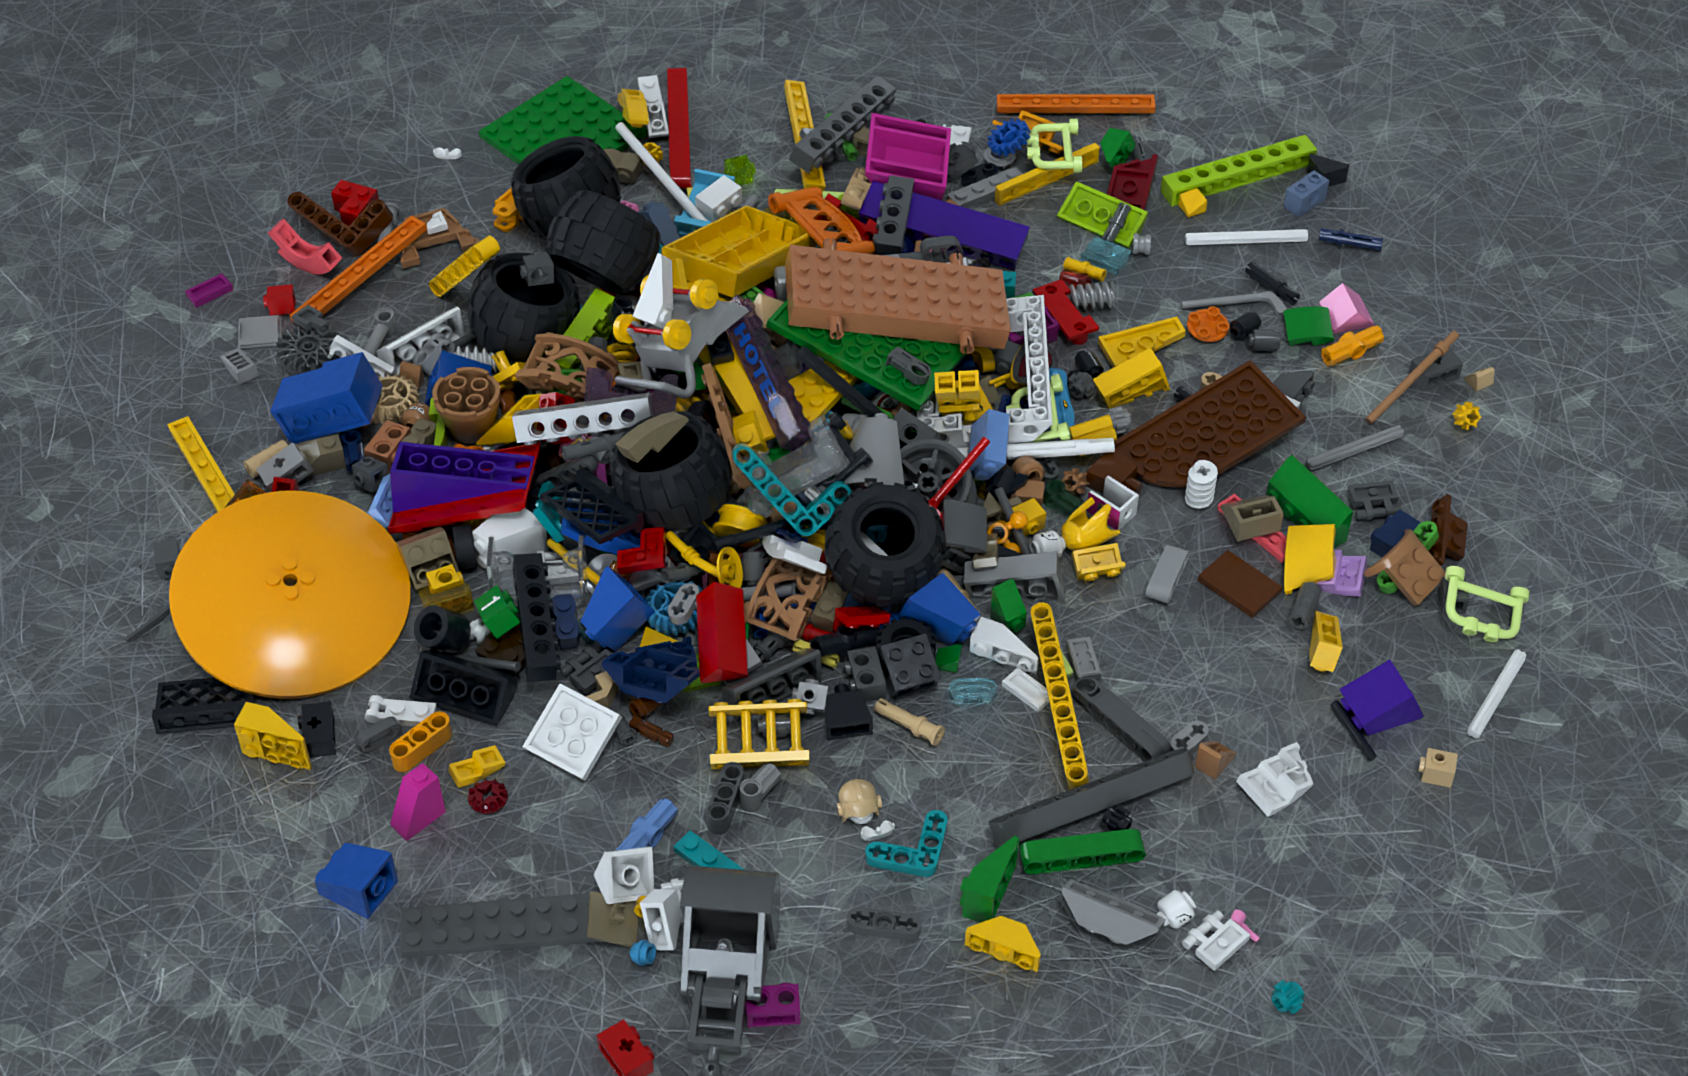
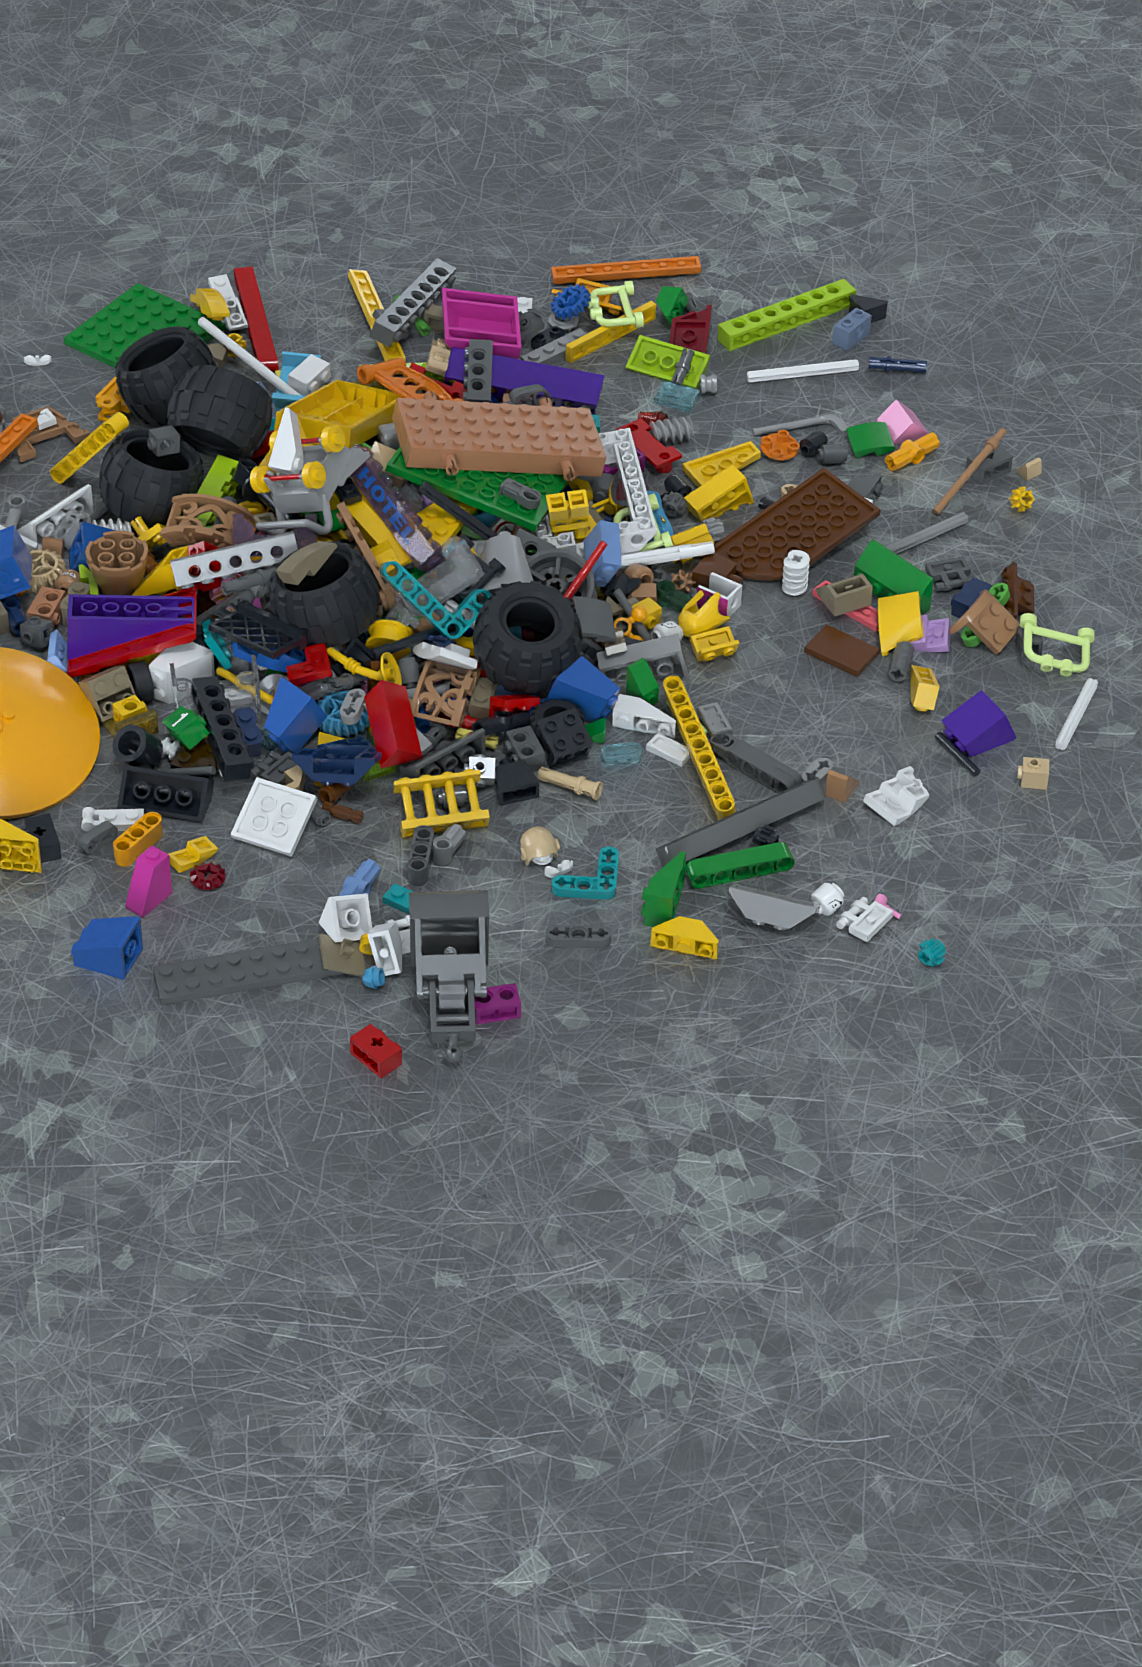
camera: 10 degrees left, 5 degrees down
(740, 168) = (324, 348): clear neon green brick -> none
(1085, 267) = (671, 411): yellow pin -> none
(1167, 574) = (777, 647): light grey beam -> none
(1192, 202) = (749, 345): yellow slope -> none
(1278, 287) = (837, 409): black pin -> none

